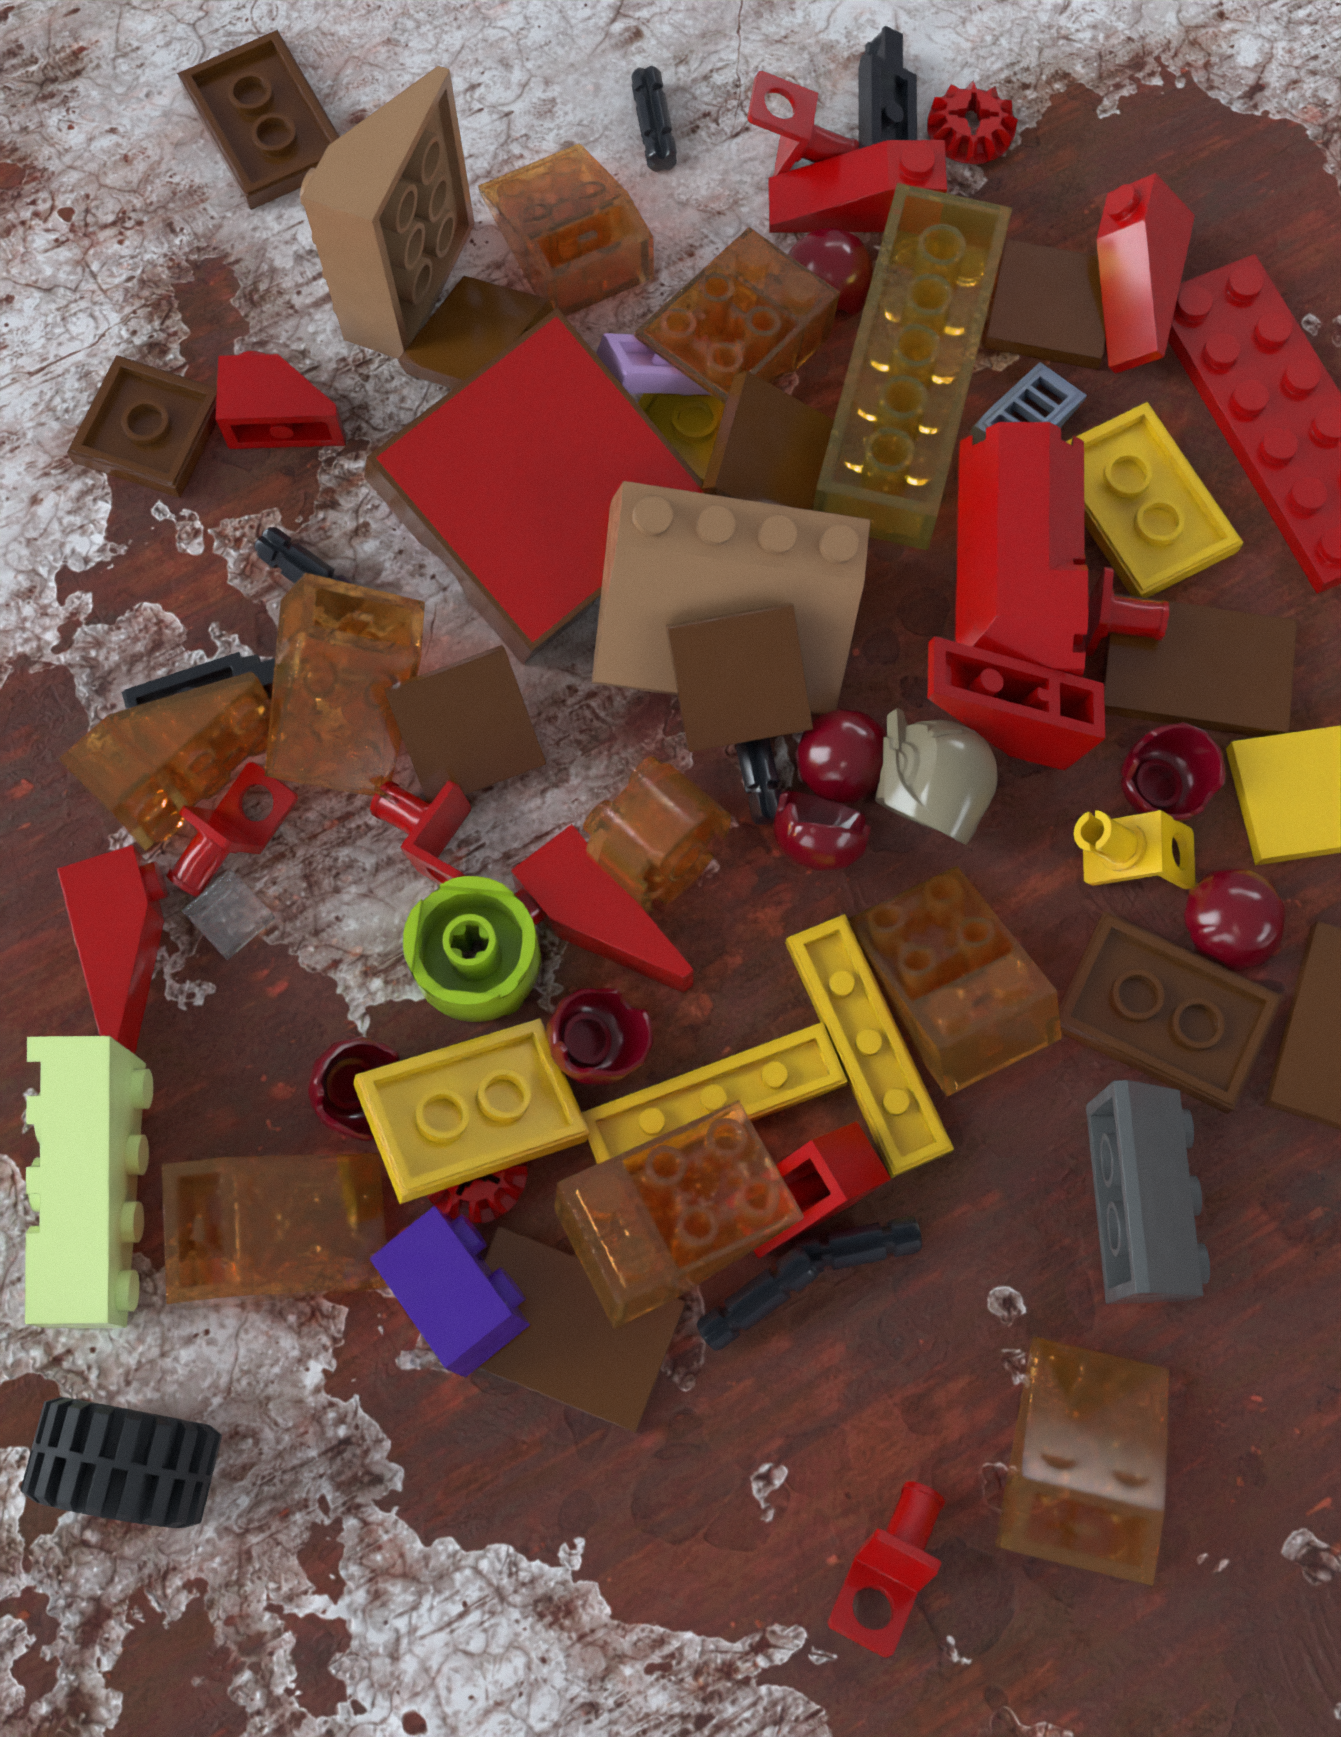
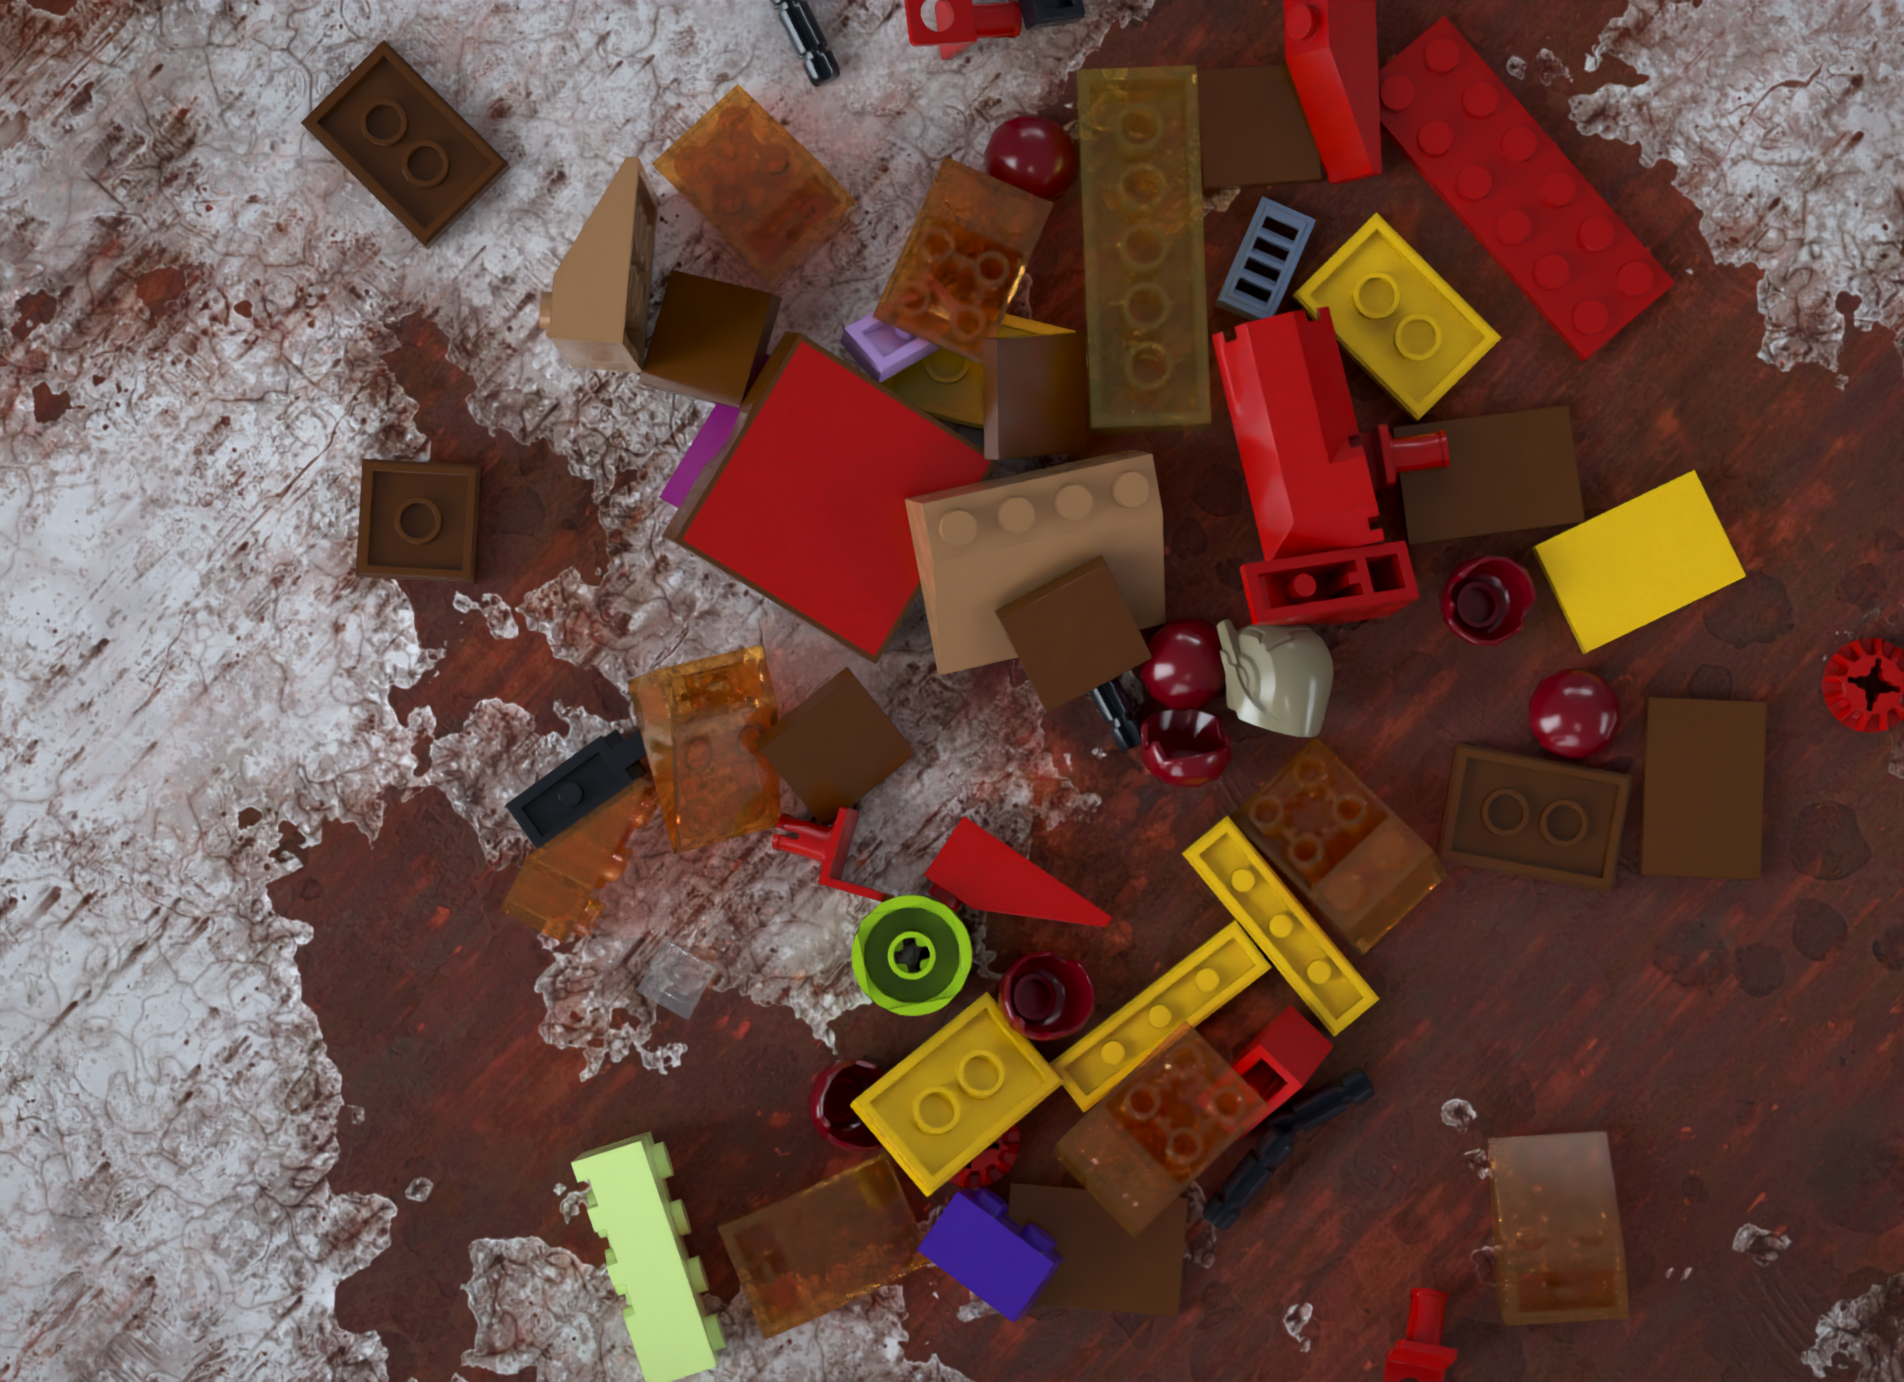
camera: 15 degrees left, 15 degrees up
(117, 934) = (586, 1026): red slope -> none
(229, 829) = (649, 905): red bracket -> none
(272, 405) = (534, 469): red slope -> none
(292, 559) = (629, 628): black axle -> none
(655, 833) = (1040, 802): clear orange brick -> none
(854, 188) = (1033, 60): red slope -> none
(1135, 848) = (1471, 679): yellow bracket -> none
(1146, 1194) = (1554, 995): dark grey slope -> none

